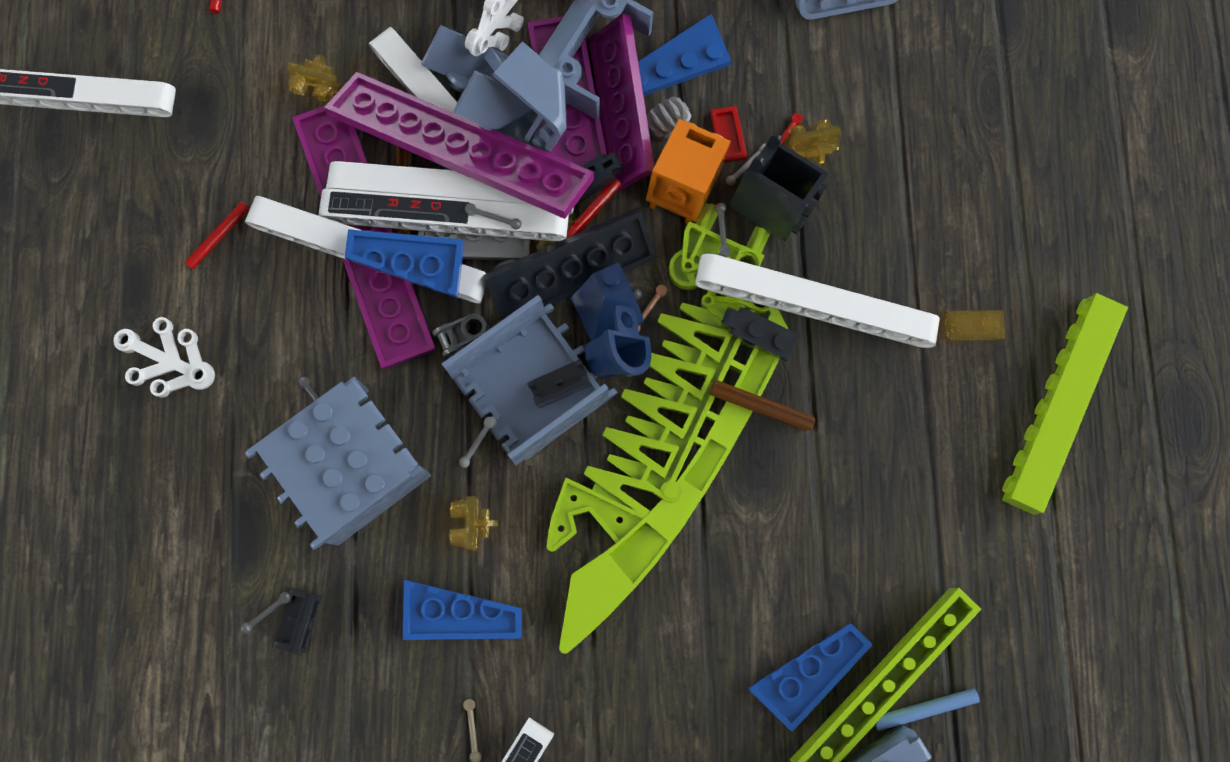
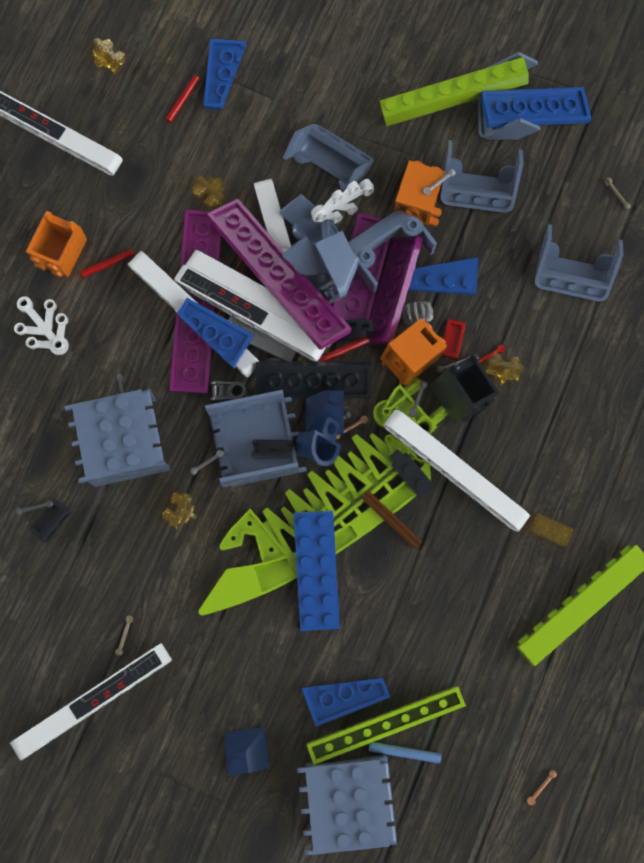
camera: 25 degrees right, 0 degrees up
(133, 239) = (56, 245): none -> orange container
(445, 614) = (141, 559): blue wing -> none
(471, 210) = (267, 318): dark grey hinge -> none
(694, 519) = (316, 570): none -> blue plate
(1120, 693) = (531, 800): none -> nougat hinge

